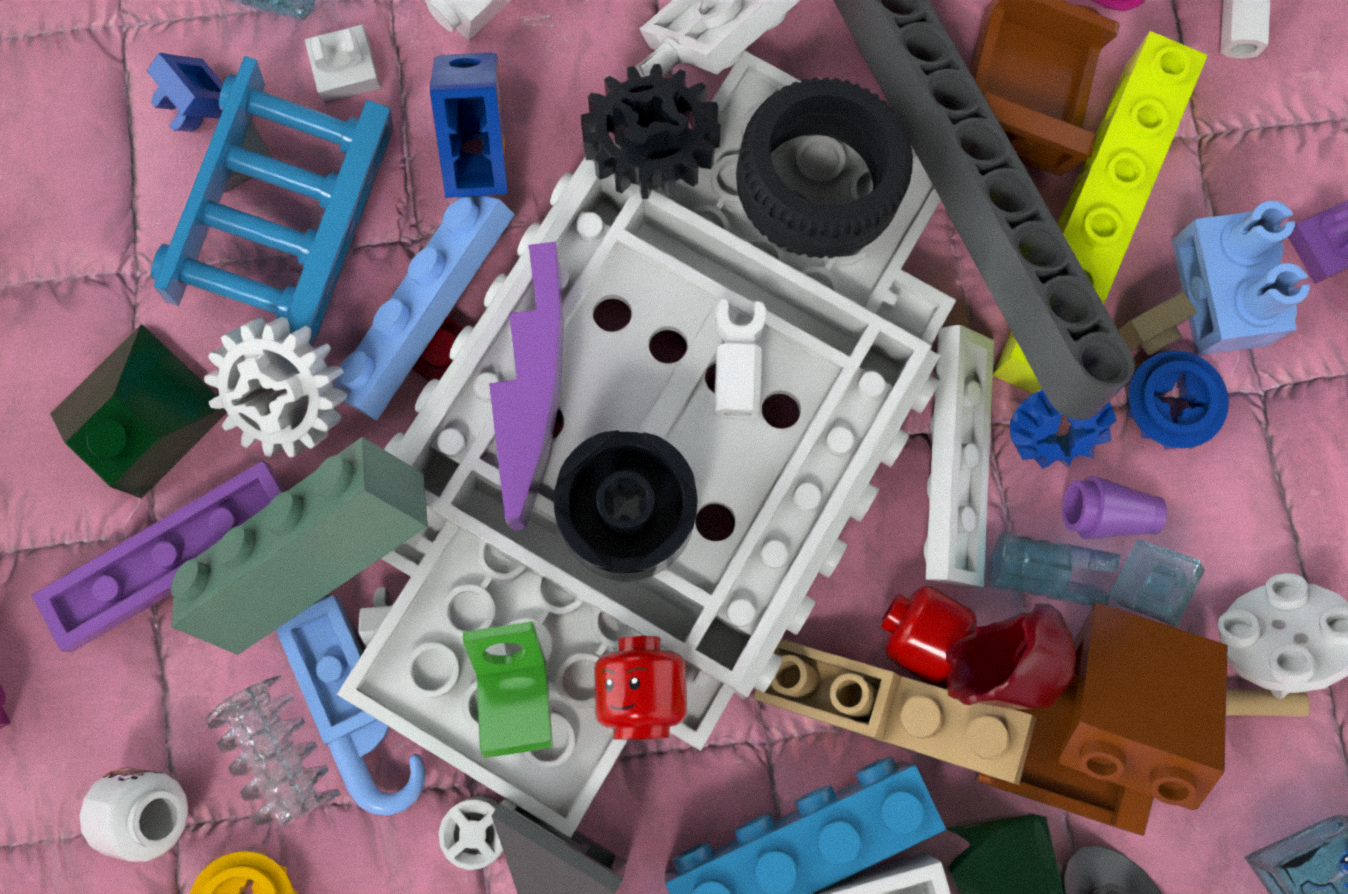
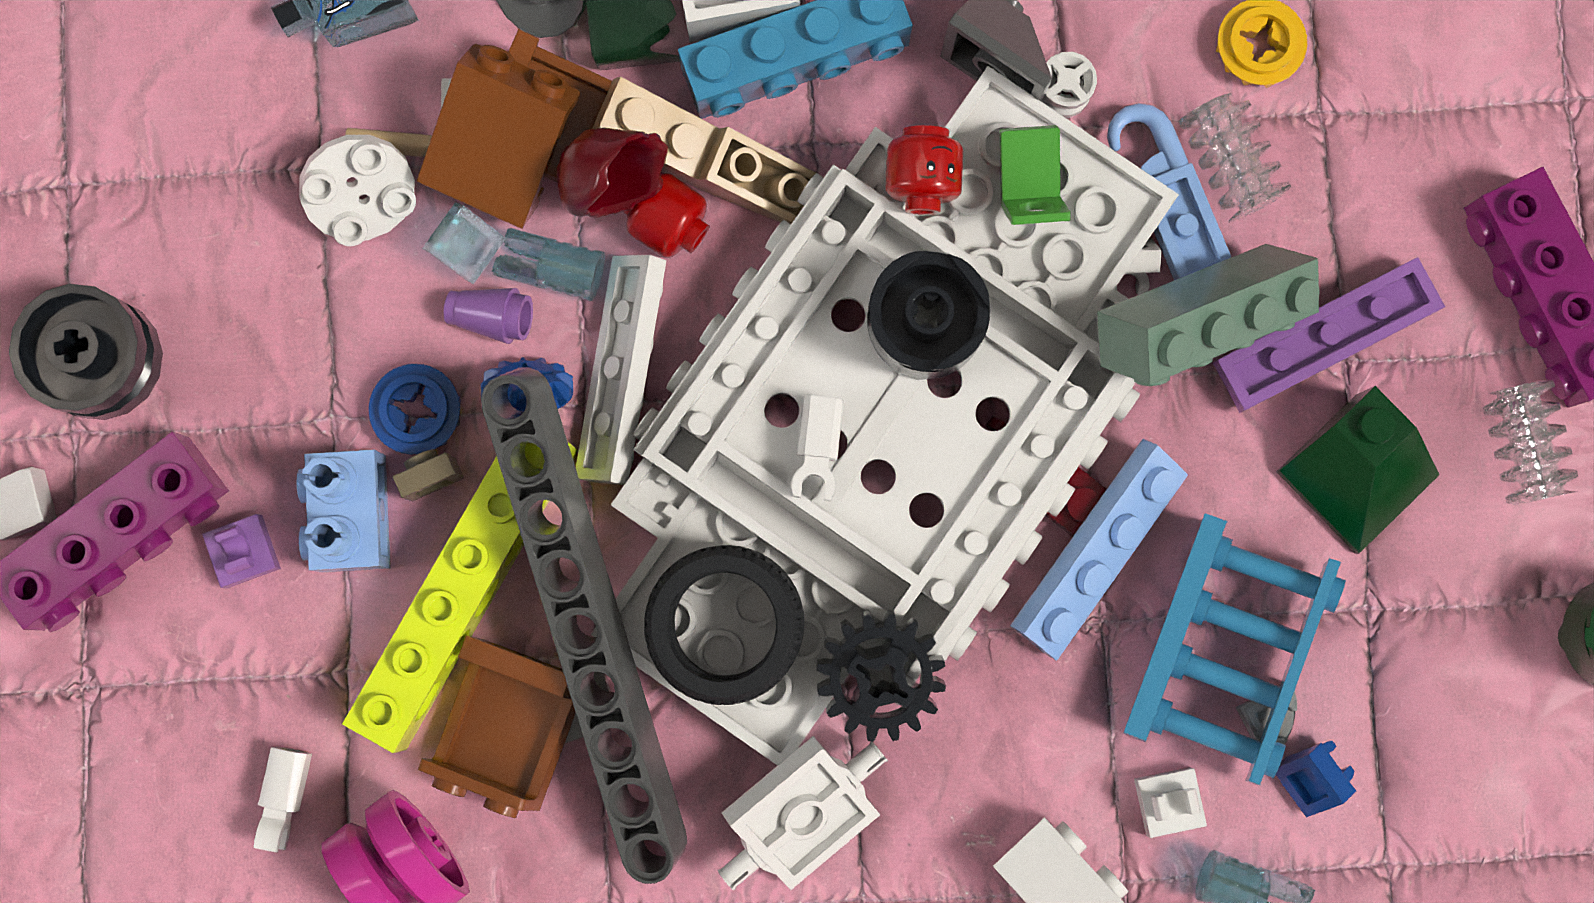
camera: 175 degrees left, 5 degrees up
(134, 814) = (1350, 117): white head -> none
(271, 382) = (1232, 473): white gear -> none
(468, 107) = (1048, 734): blue torso -> none
(528, 406) = (1008, 410): medium lavender slope -> none

